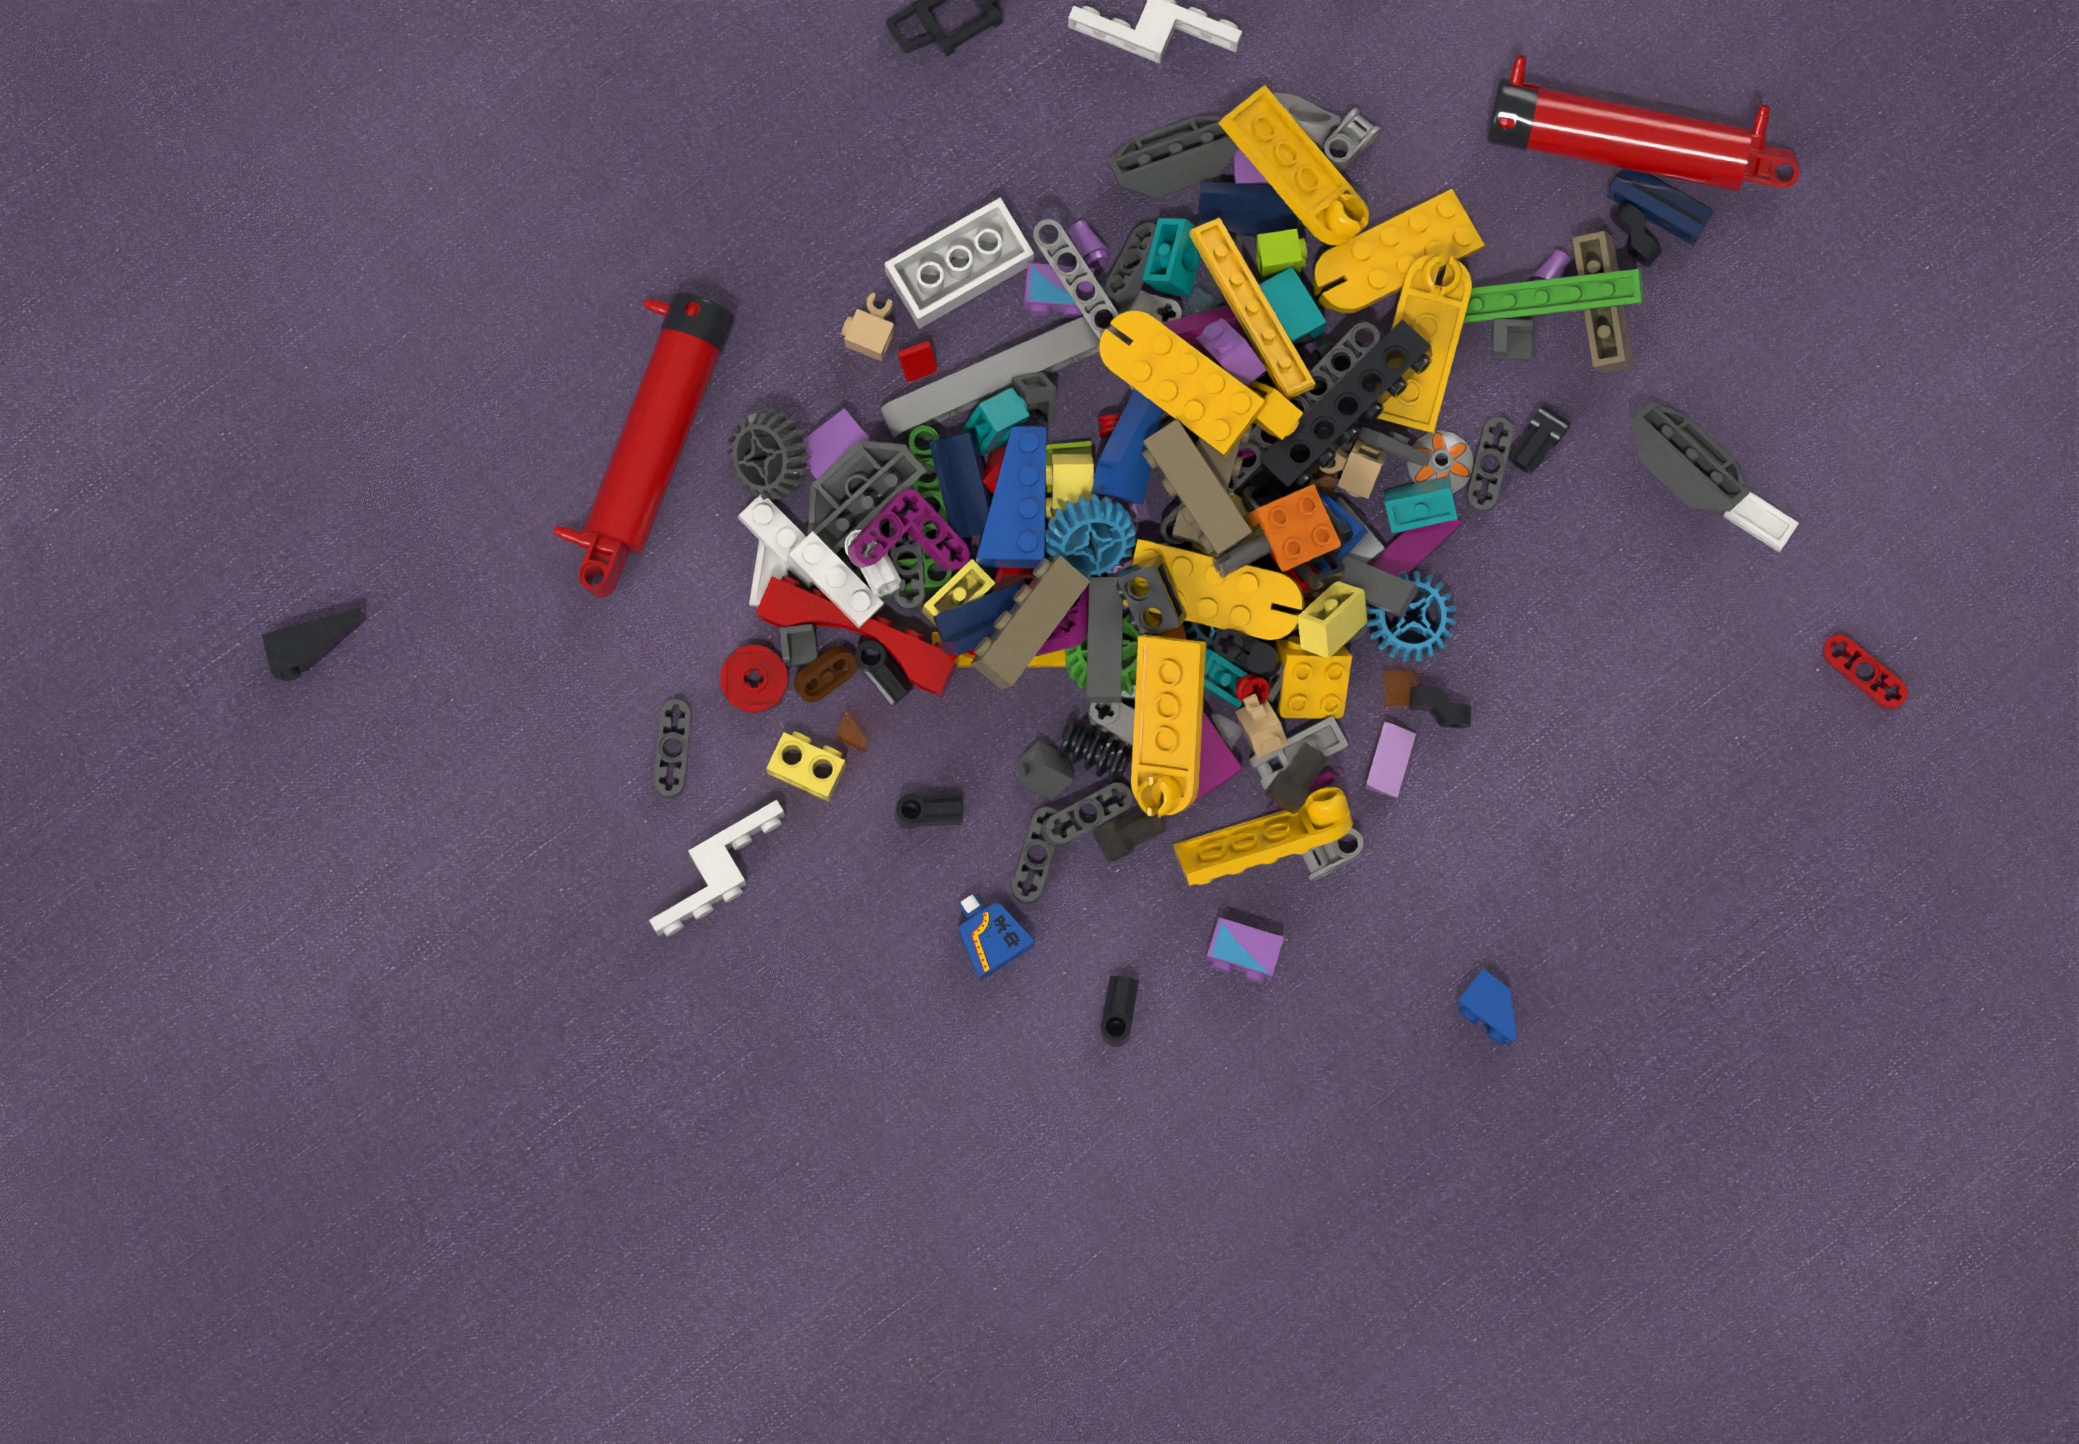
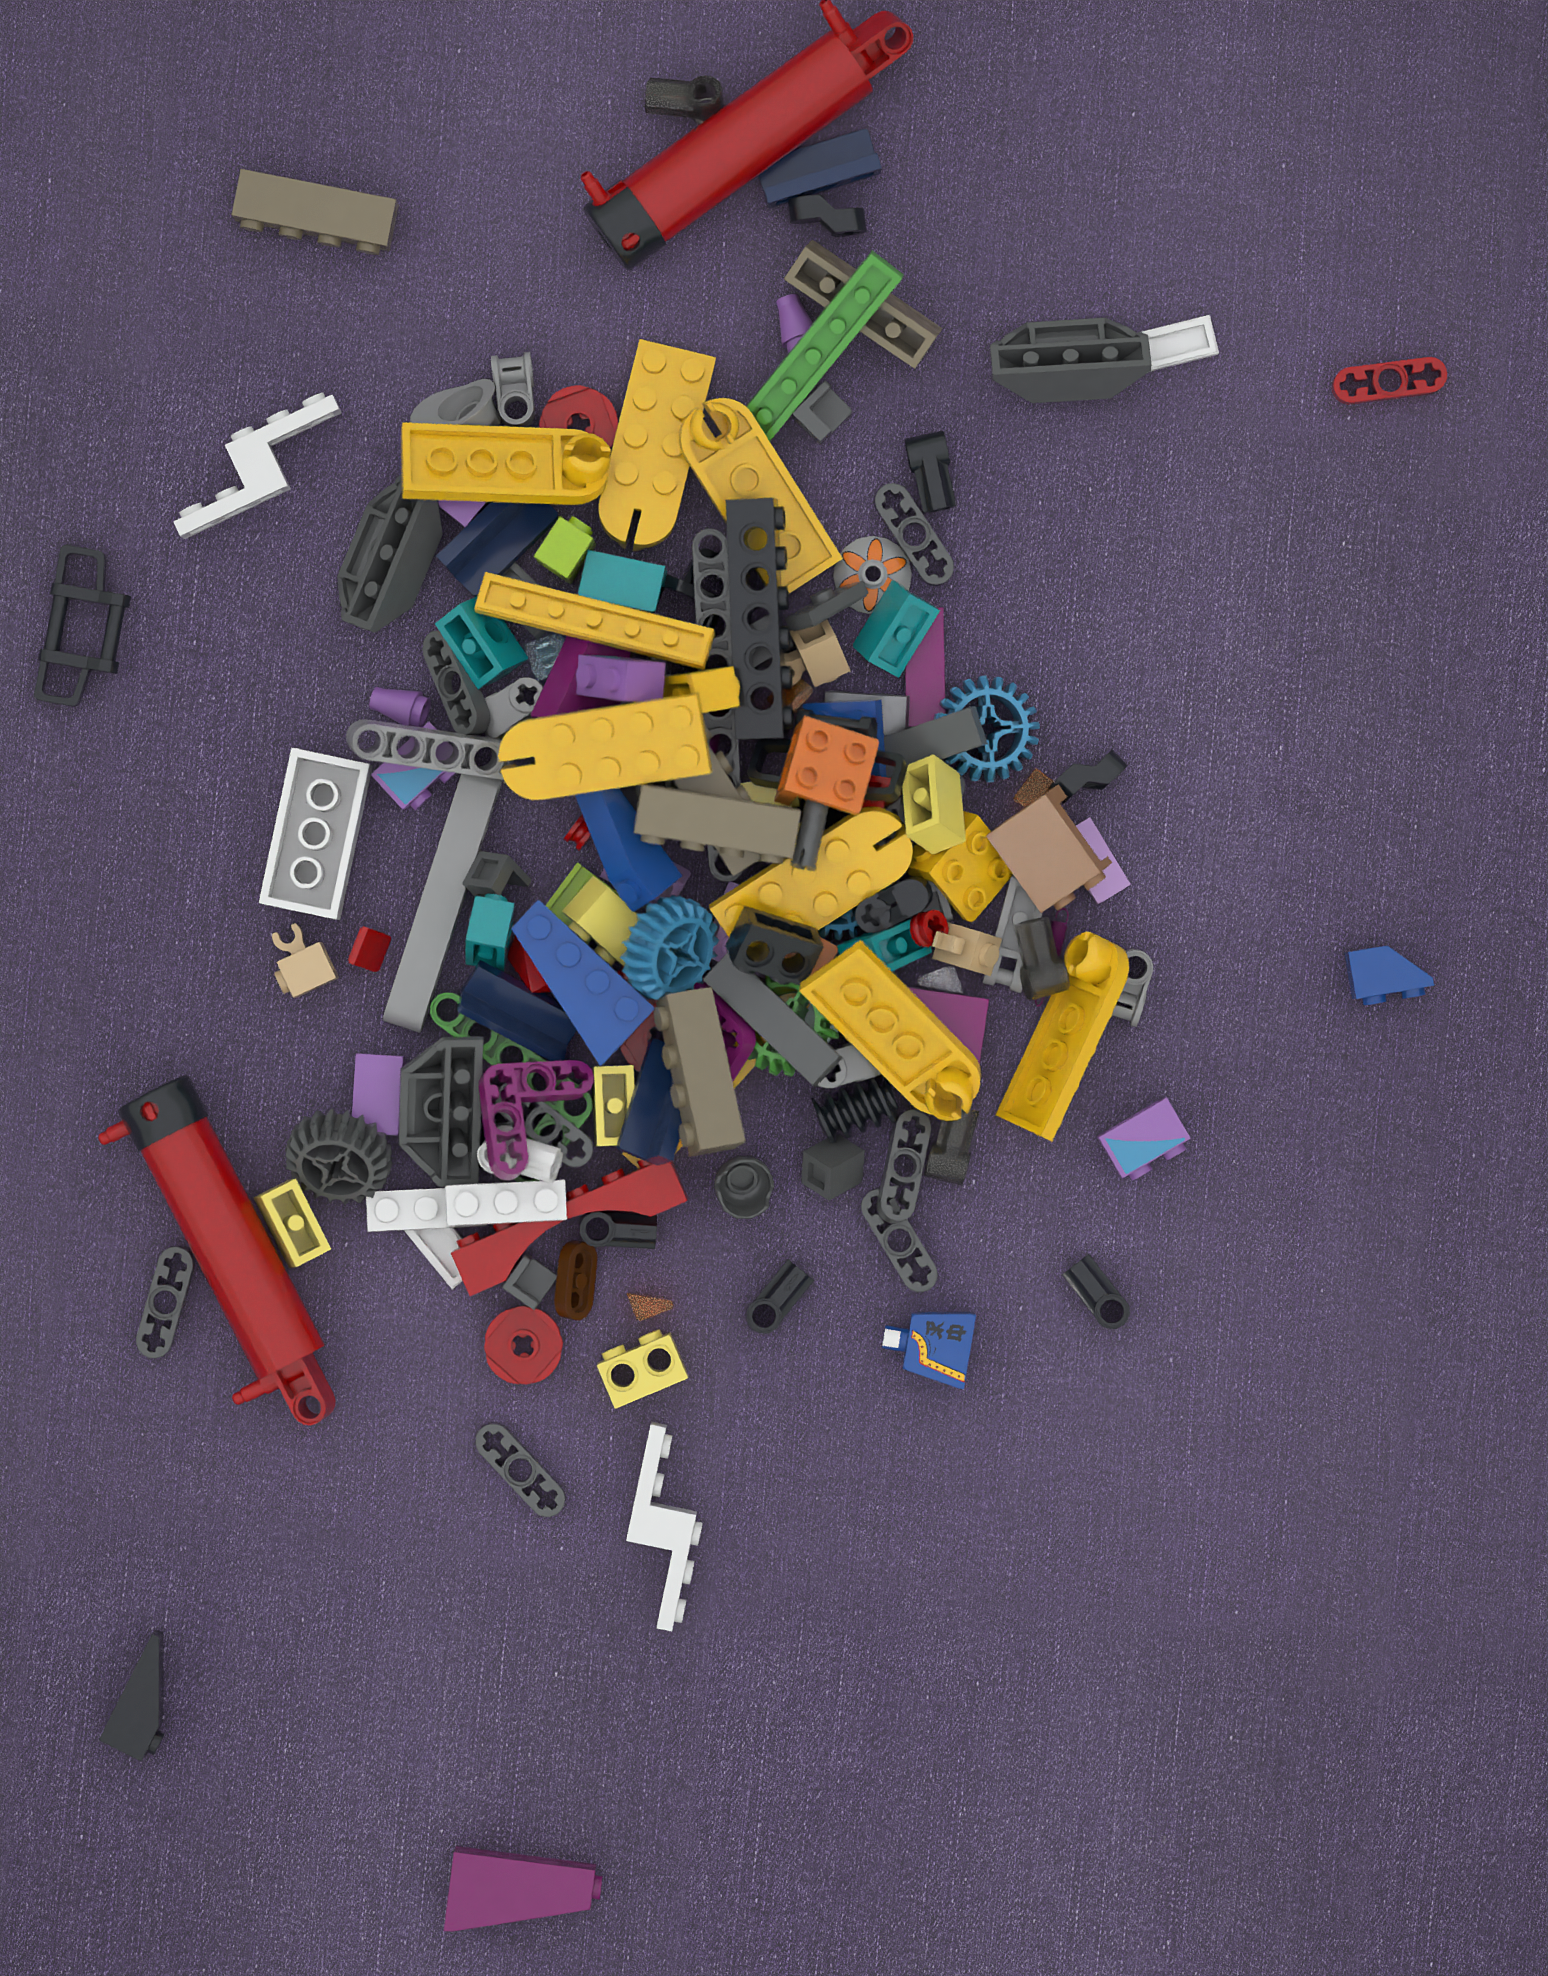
camera: 50 degrees left, 10 degrees up
(394, 977) = (513, 1887): none -> magenta slope
(552, 435) = (166, 1332): none -> dark grey beam
(700, 464) = (292, 1223): none -> light yellow brick
(981, 724) = (743, 1187): none -> dark grey hair
(1369, 720) = (1047, 852): none -> medium nougat panel
(1381, 193) = (588, 405): none -> red plate
(1625, 82) = (684, 97): none -> clear smoke piece

